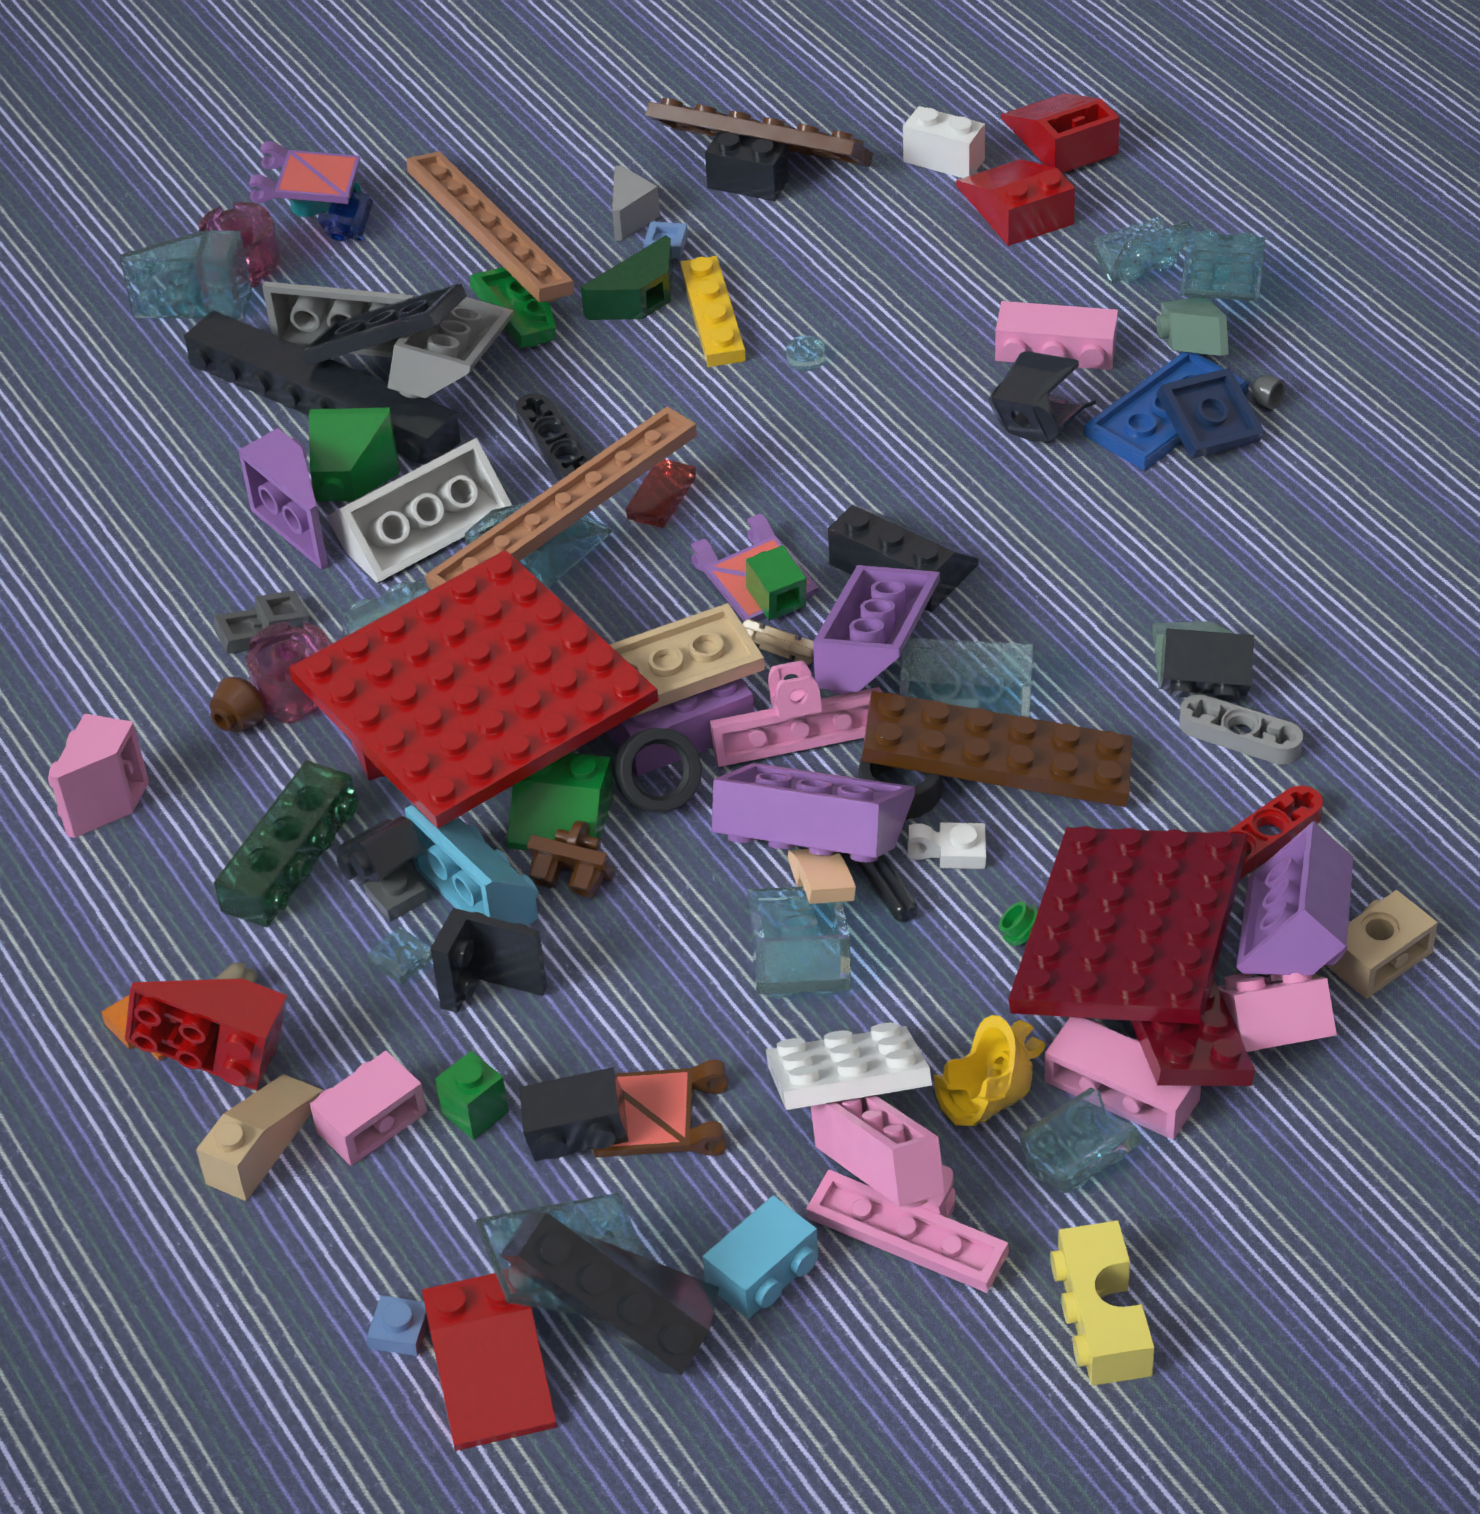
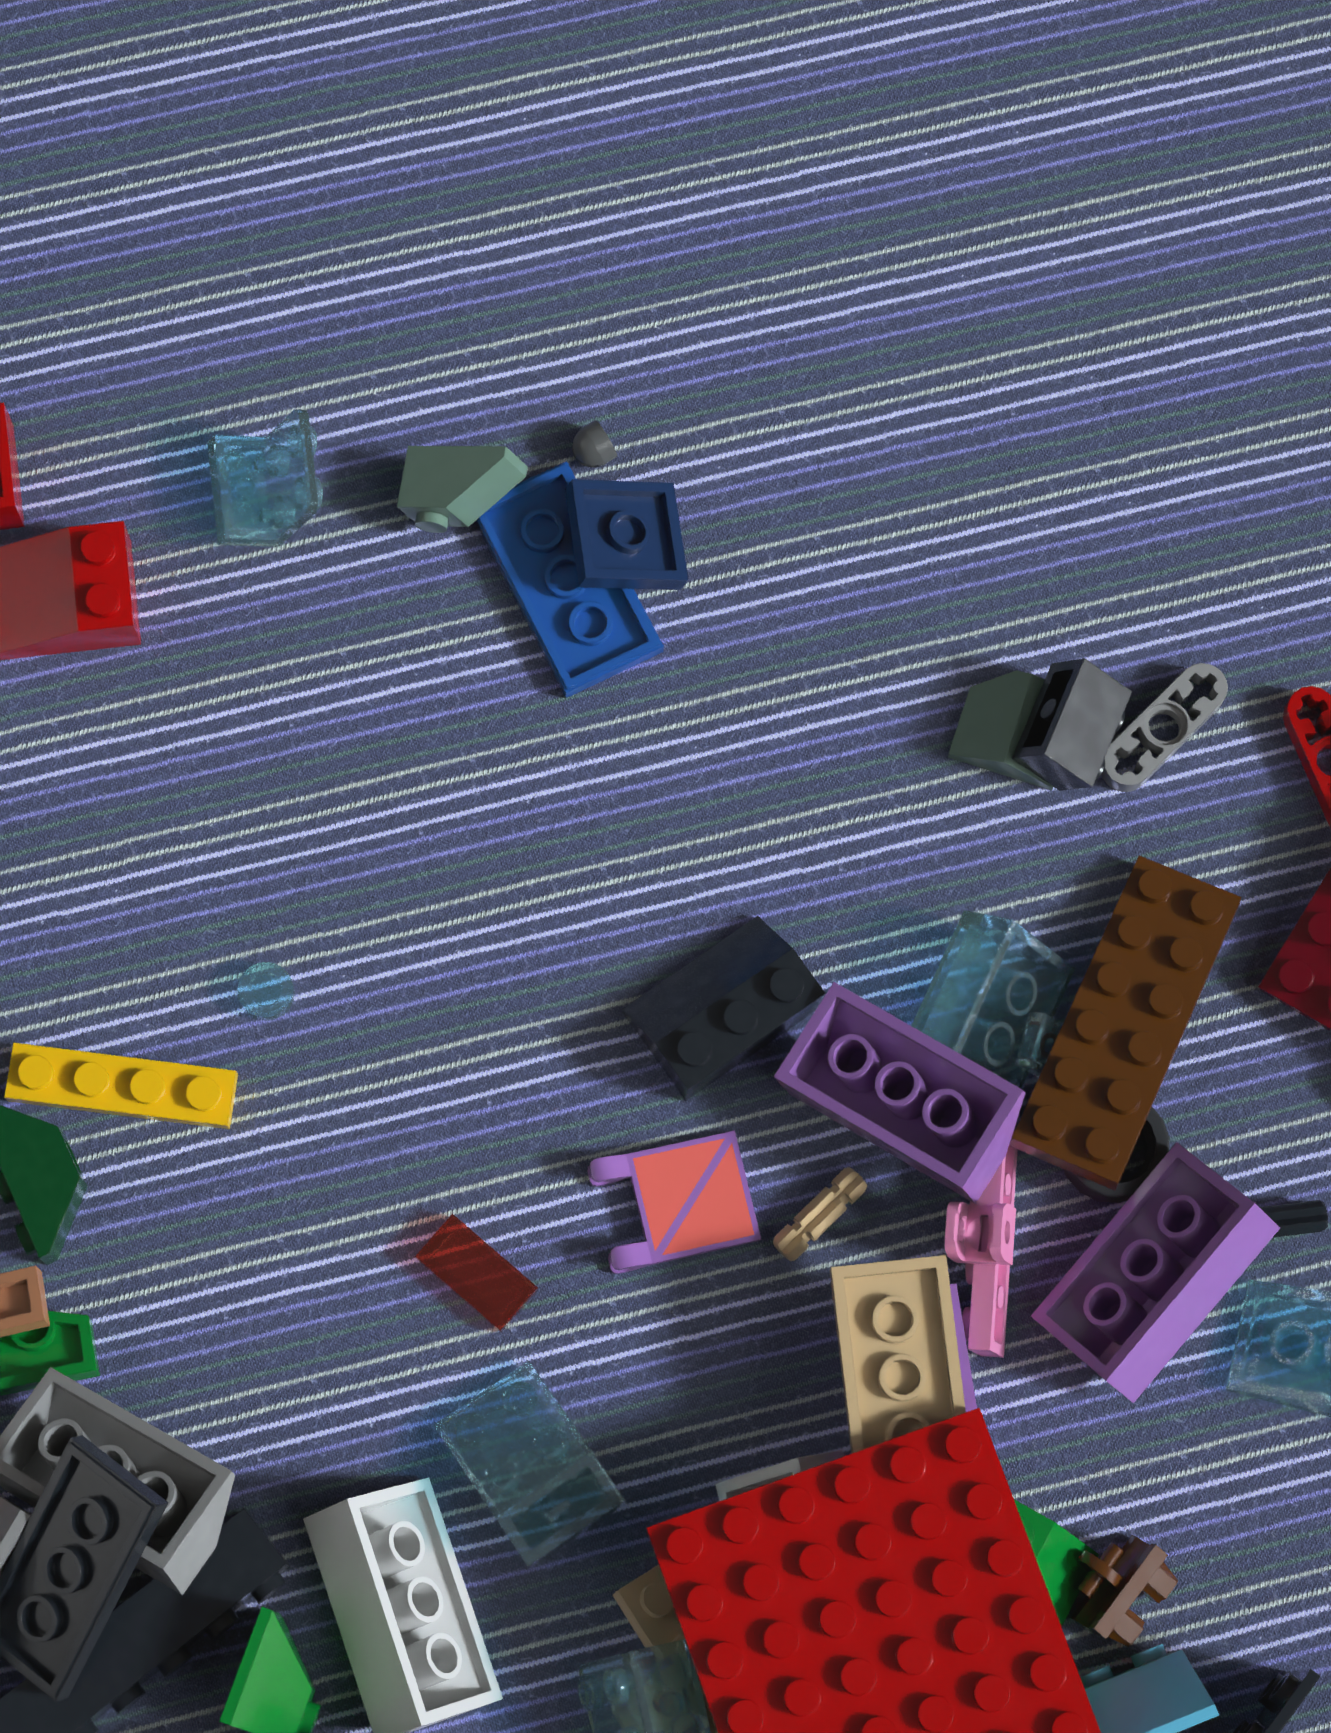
camera: 80 degrees left, 30 degrees up
(551, 421) = (329, 1390): black beam -> none
(574, 494) = (547, 1422): nougat plate -> none
(691, 769) = (1054, 1432): black tyre -> none
(776, 582) = (734, 1185): green brick -> none
(823, 877) = (1261, 1296): light nougat slope -> none
(955, 844) = (1236, 1121): white plate -> none
(1028, 391) = (523, 729): black piece -> none
(1057, 331) = (385, 660): bright pink brick -> none
(1223, 266) = (379, 407): clear light blue slope -> none

